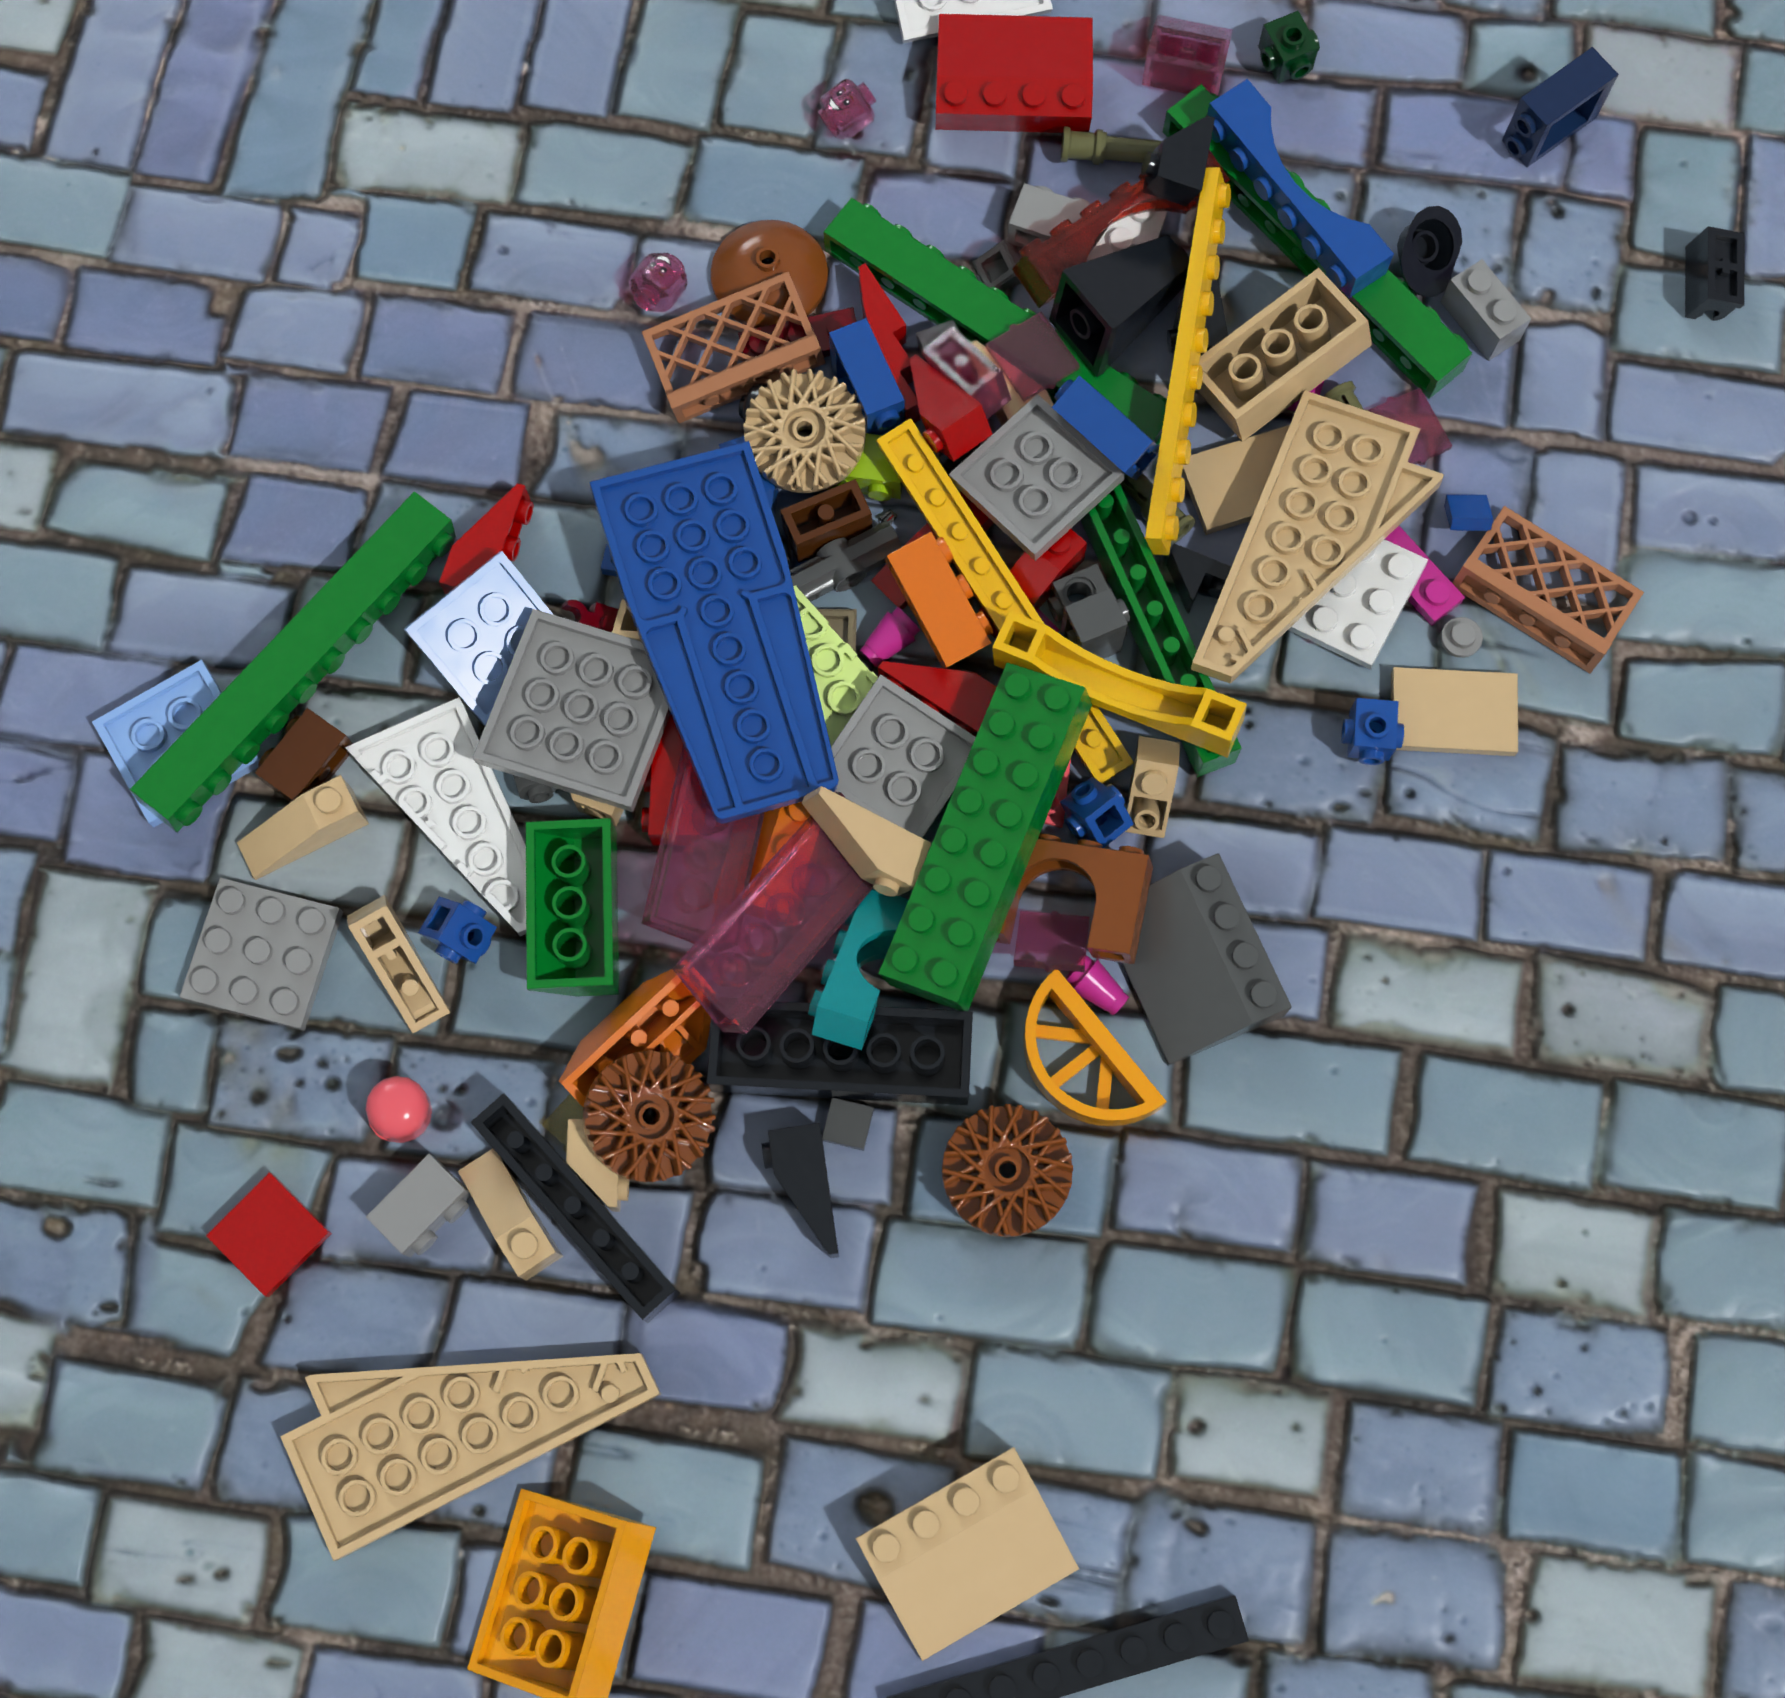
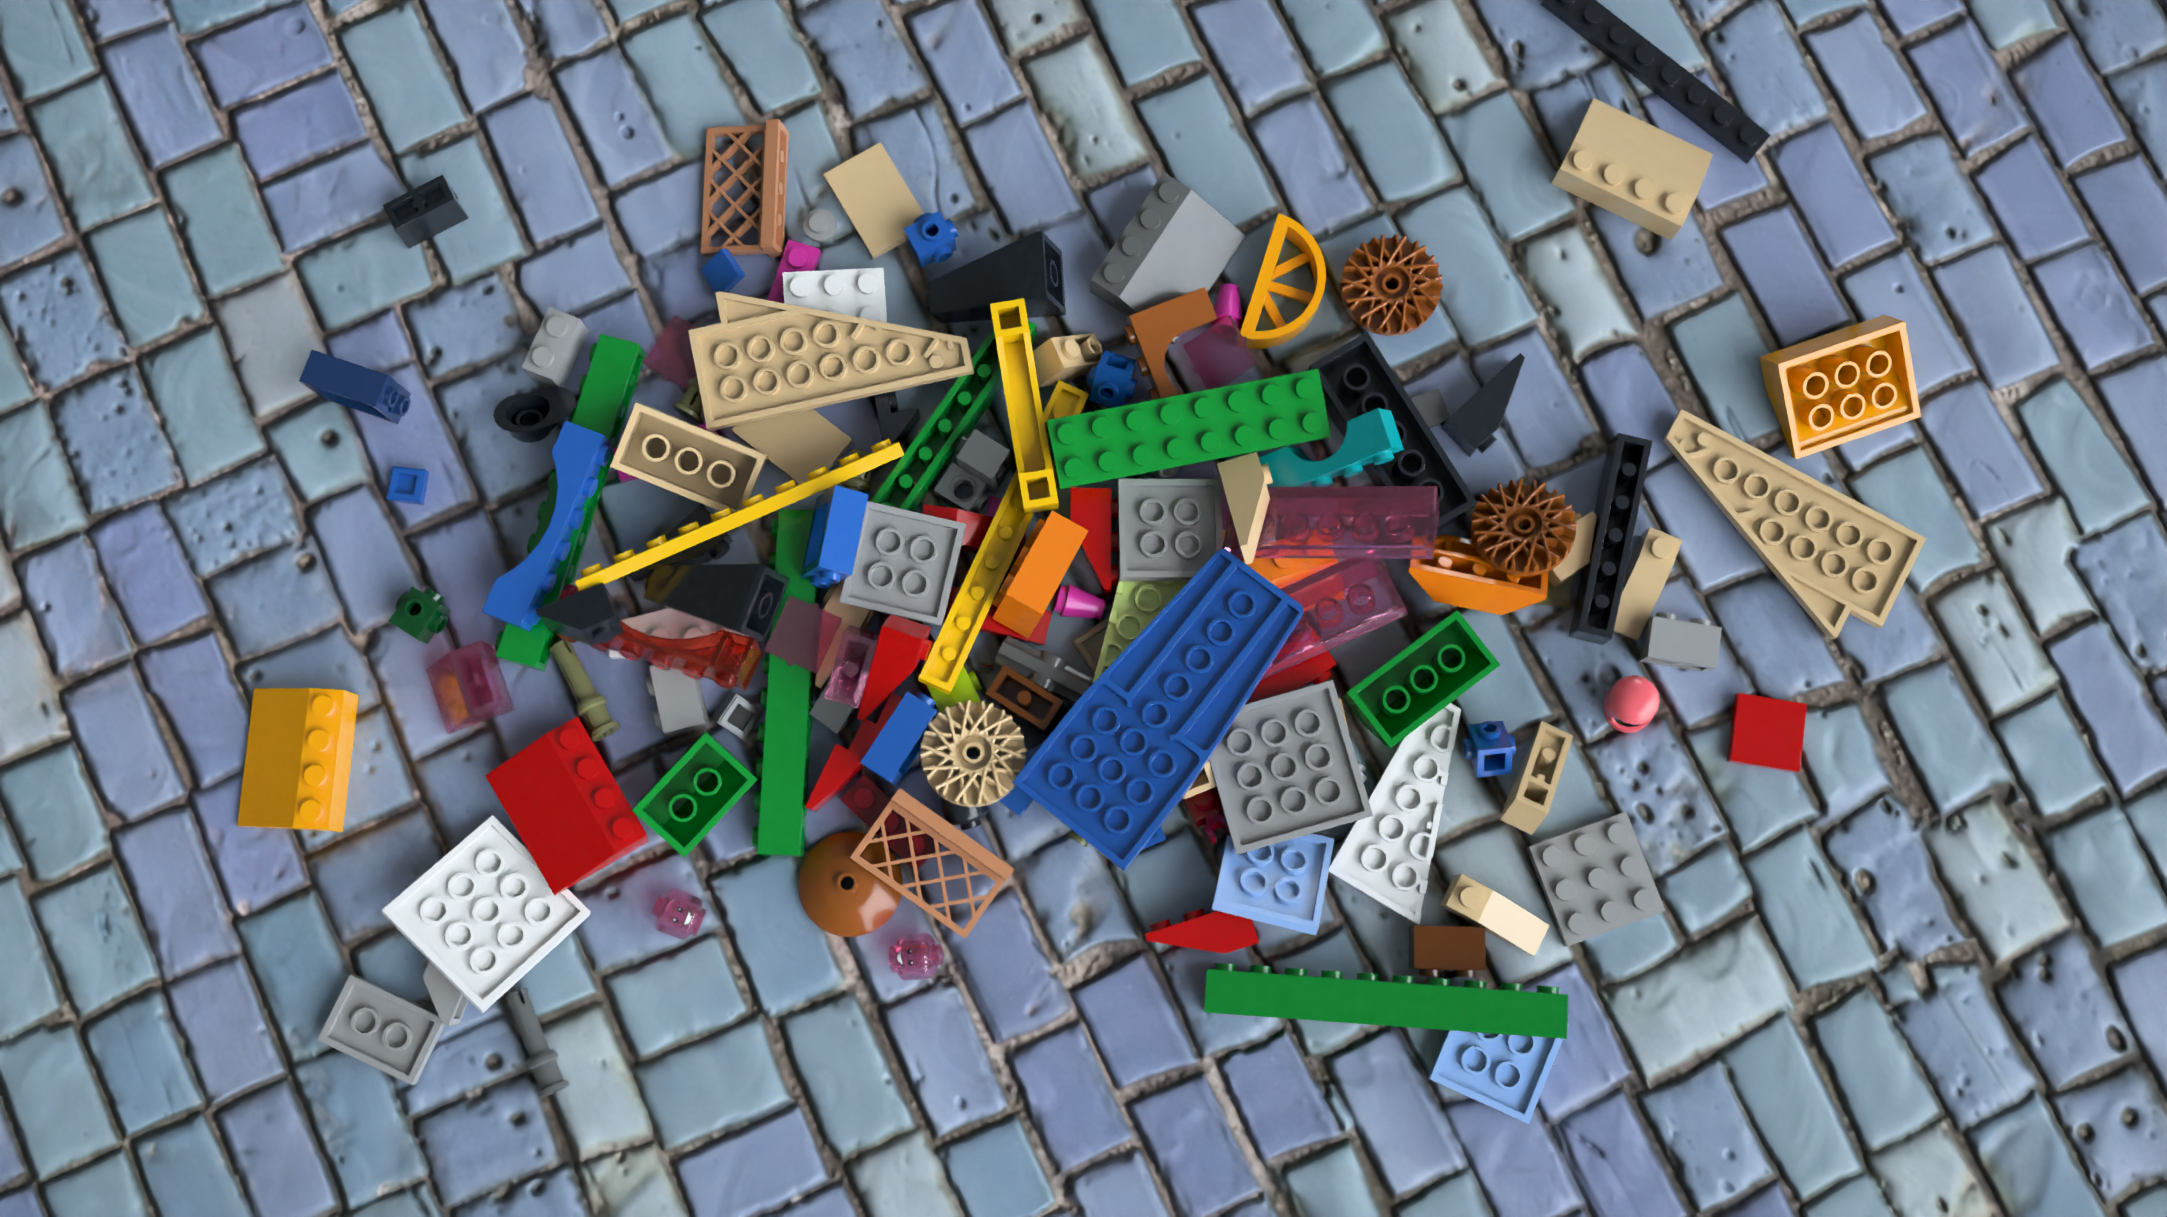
camera: 125 degrees left, 5 degrees up
(949, 180) = (694, 793): none -> green slope
(1271, 779) = (1019, 270): none -> black slope
(1430, 113) = (407, 485): none -> blue tile

